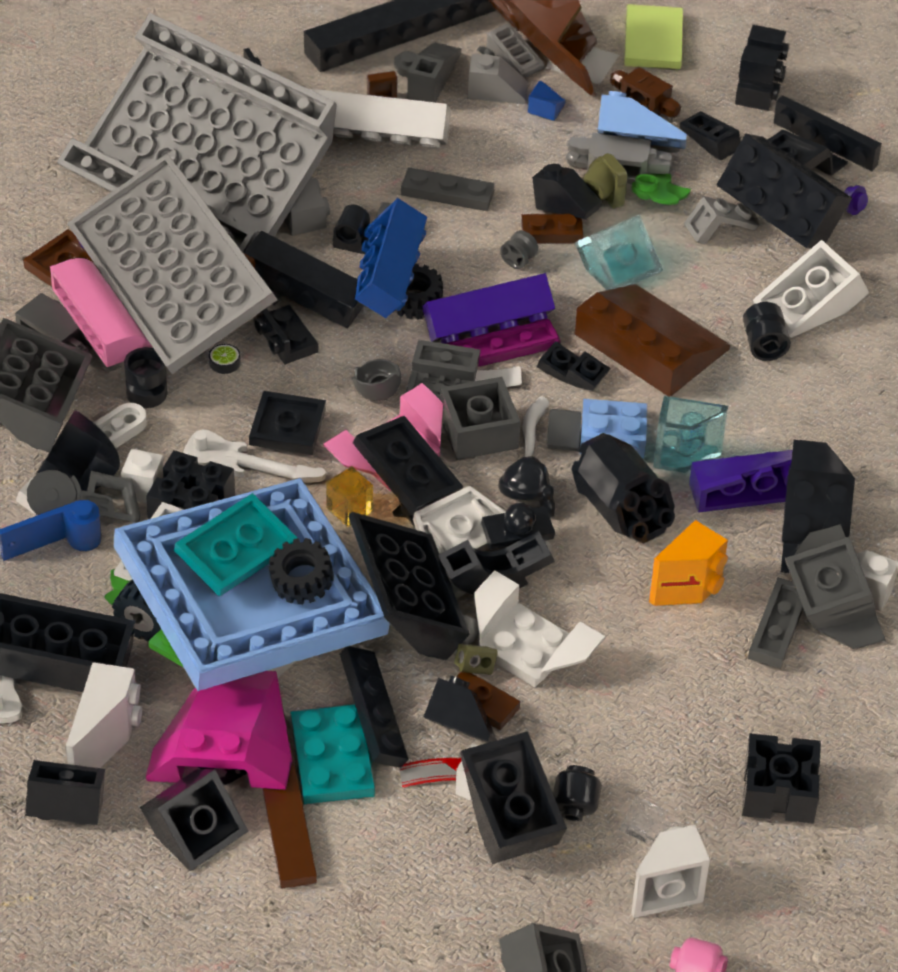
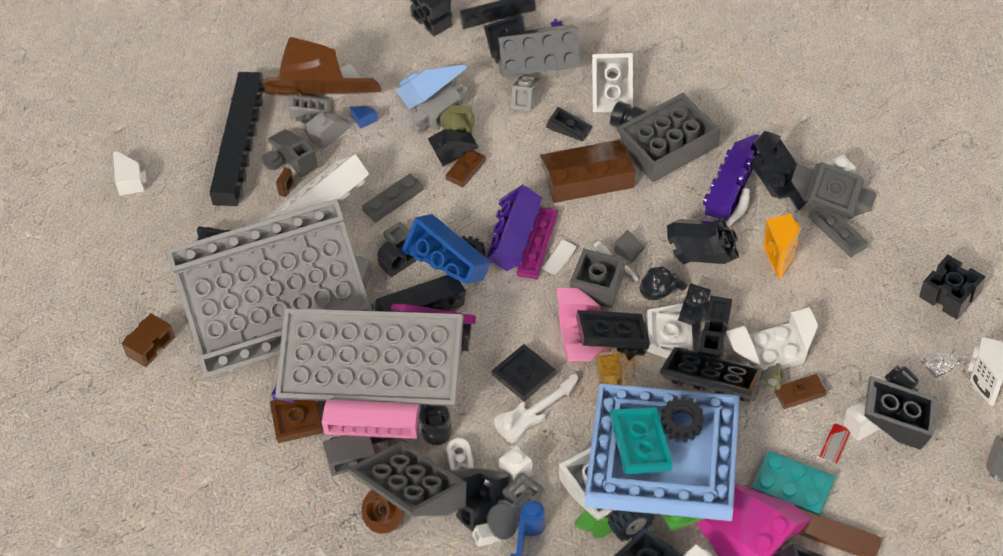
camera: 50 degrees left, 5 degrees up
(70, 94) = (147, 339): none -> reddish brown brick
(190, 484) = (548, 448): black brick -> none
(283, 289) = (468, 319): none -> magenta tile
(373, 707) = (782, 446): black plate -> none
(377, 379) = (525, 310): dark grey hair -> none
(442, 366) = (543, 276): dark grey slope -> none
(459, 709) = (810, 404): black slope -> none
(519, 249) = (474, 190): dark grey wheel -> none
(567, 367) = (587, 215): black slope -> none
(617, 418) = (644, 222): light blue plate -> none
(620, 254) = (516, 147): clear light blue slope -> none
(647, 91) = (398, 67): reddish brown piece -> none
(653, 36) = (352, 40): yellowish green tile -> none
(659, 189) = (479, 103): bright green plate -> none
(688, 433) = (681, 193): clear light blue slope -> none
(708, 286) = (568, 124): none -> black slope
(714, 136) = (457, 56): black slope -> none
(725, 512) = (742, 207): none -> white animal
(769, 380) = (669, 136): none -> dark grey slope

